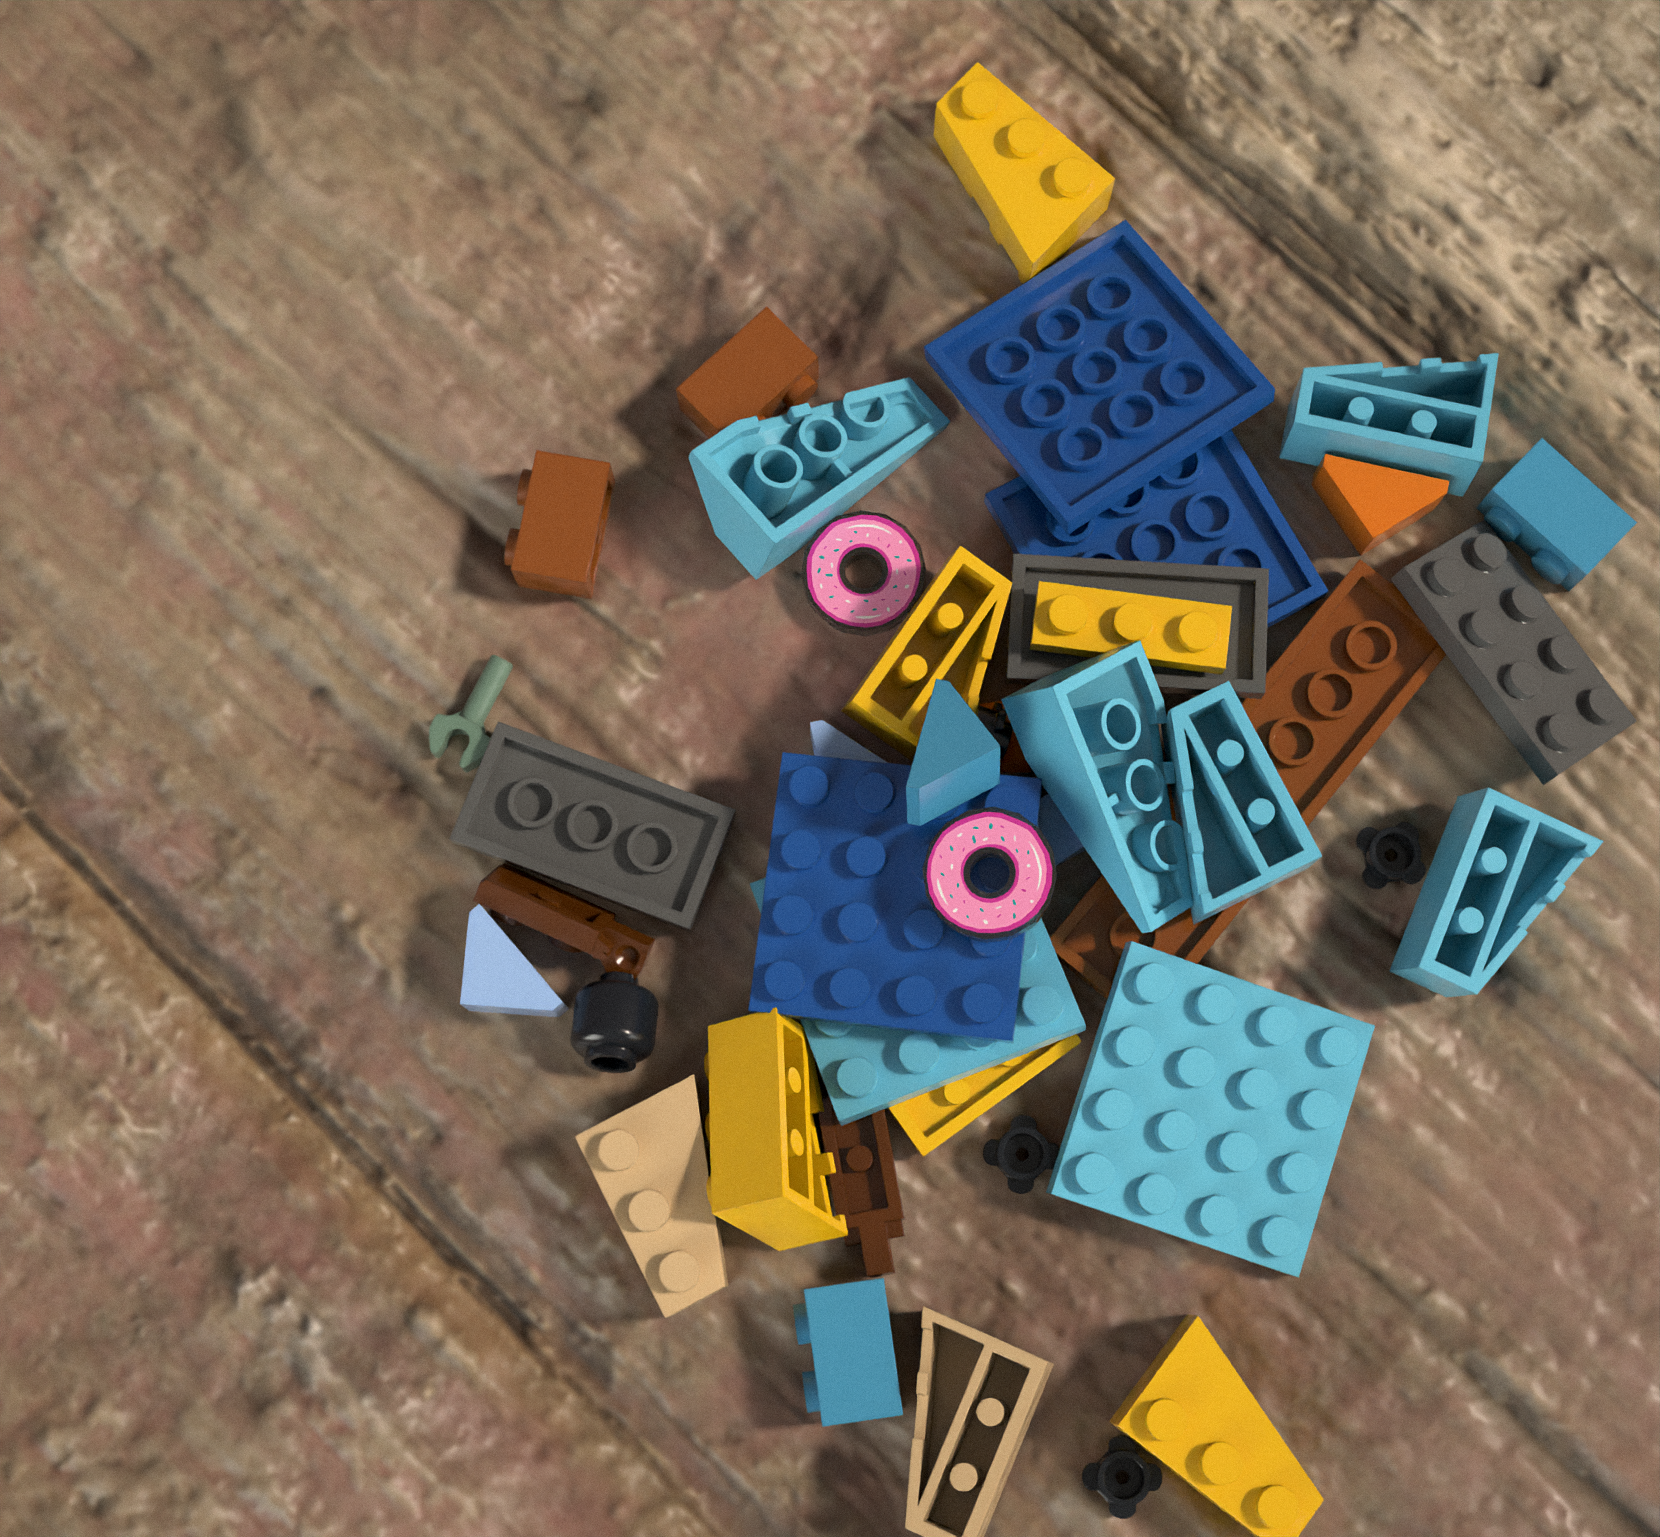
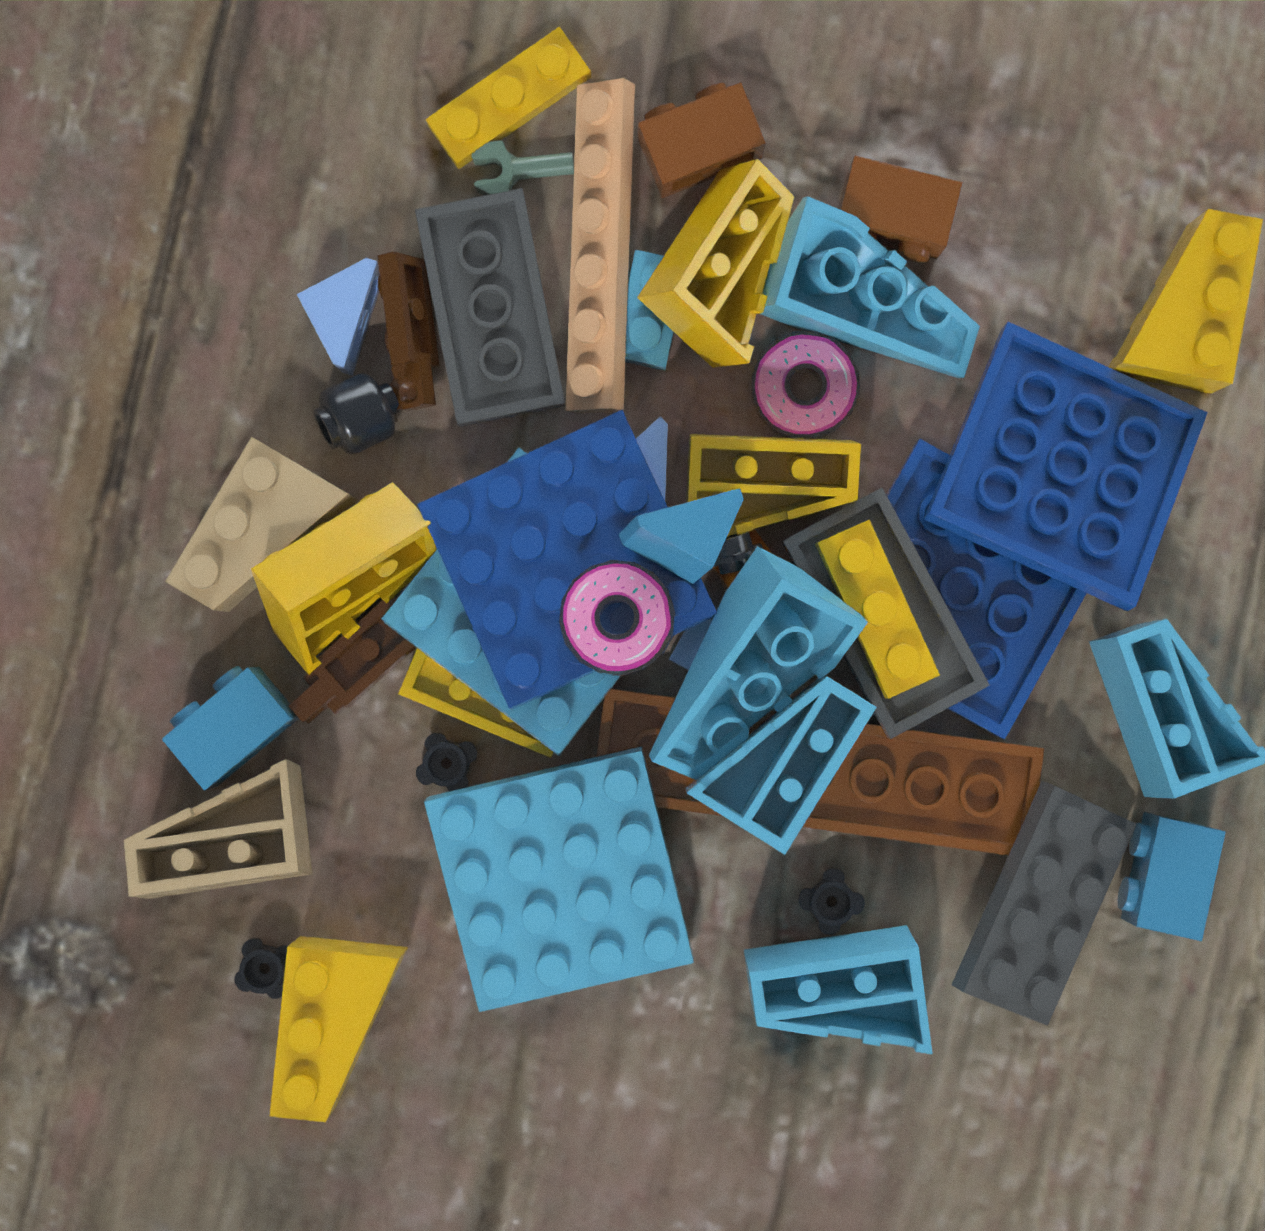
camera: 60 degrees right, 10 degrees up
(397, 683) = (509, 97): none -> yellow plate
(604, 684) = (600, 246): none -> light nougat plate
(694, 675) = (646, 335): none -> medium azure plate
(697, 577) = (719, 264): none -> yellow wedge
(1373, 499) = (1099, 733): orange slope -> none

